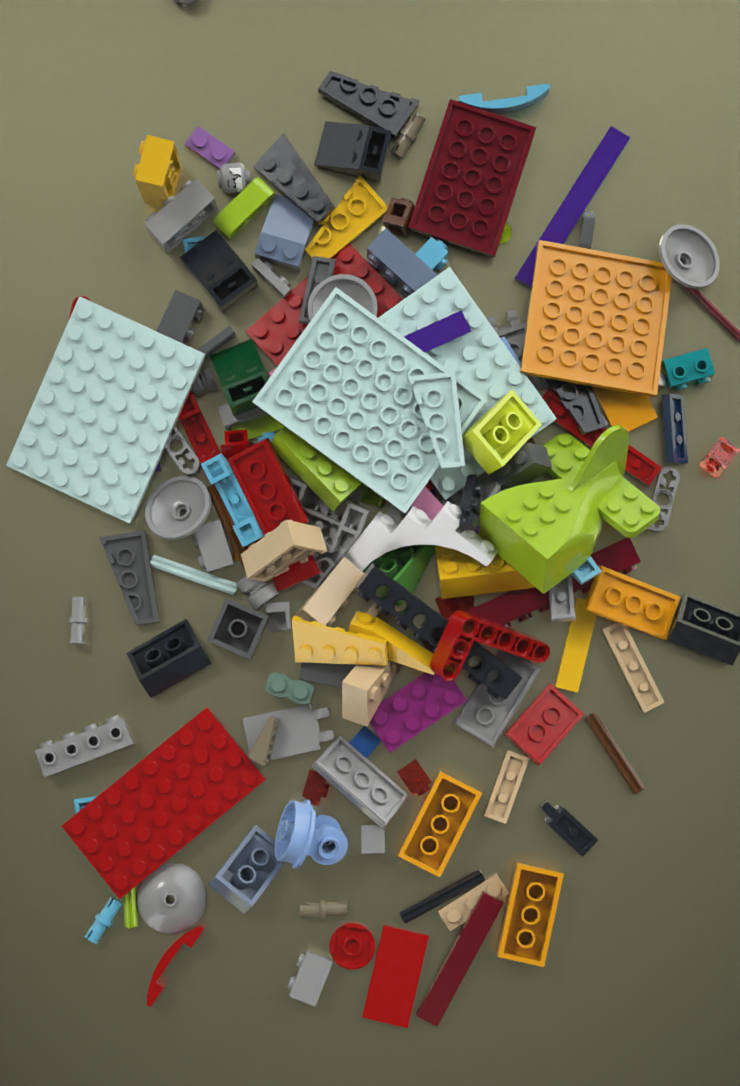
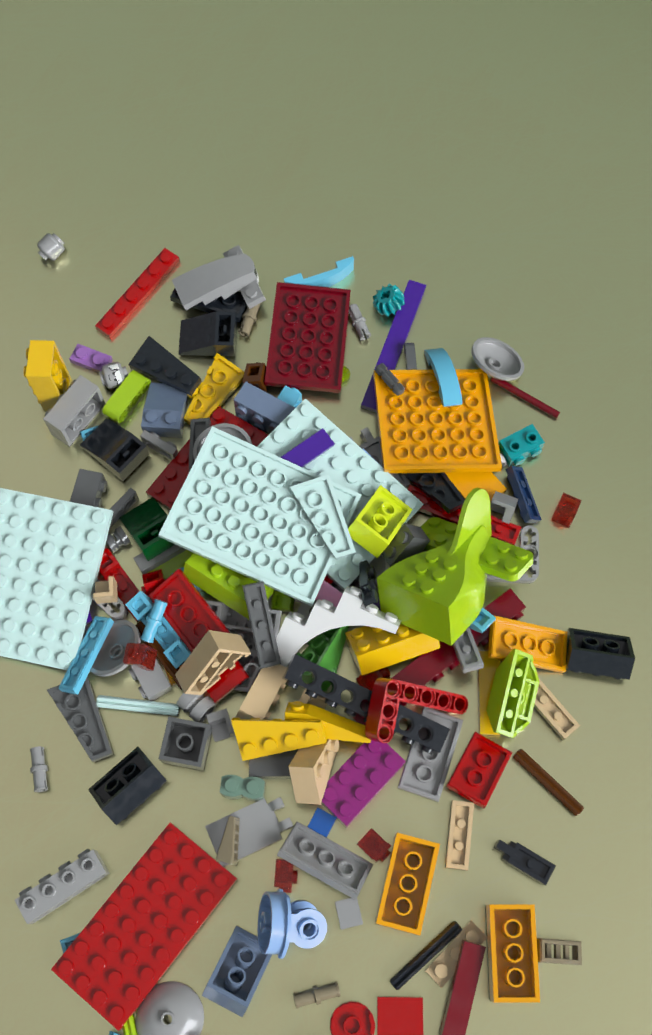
camera: 10 degrees left, 15 degrees down
(148, 508) = (86, 655): none -> medium azure tile
(182, 443) = (106, 591): none -> tan panel
(207, 526) = (140, 655): none -> clear red bracket
(229, 490) = (154, 621): none -> medium azure pin
(280, 71) = (137, 293): none -> red plate
(345, 522) = (261, 624): none -> dark grey tile
(383, 82) = (219, 279): none -> light grey slope
(537, 169) = (358, 321): none -> light grey axle
(555, 257) = (390, 379): none -> dark grey axle
(558, 920) = (544, 951): none -> dark tan slope
(579, 150) = (388, 300): none -> teal gear
(600, 655) = (513, 694): none -> lime wedge
(621, 264) = (445, 375): none -> medium azure slope
(649, 436) = (505, 505): none -> light grey panel

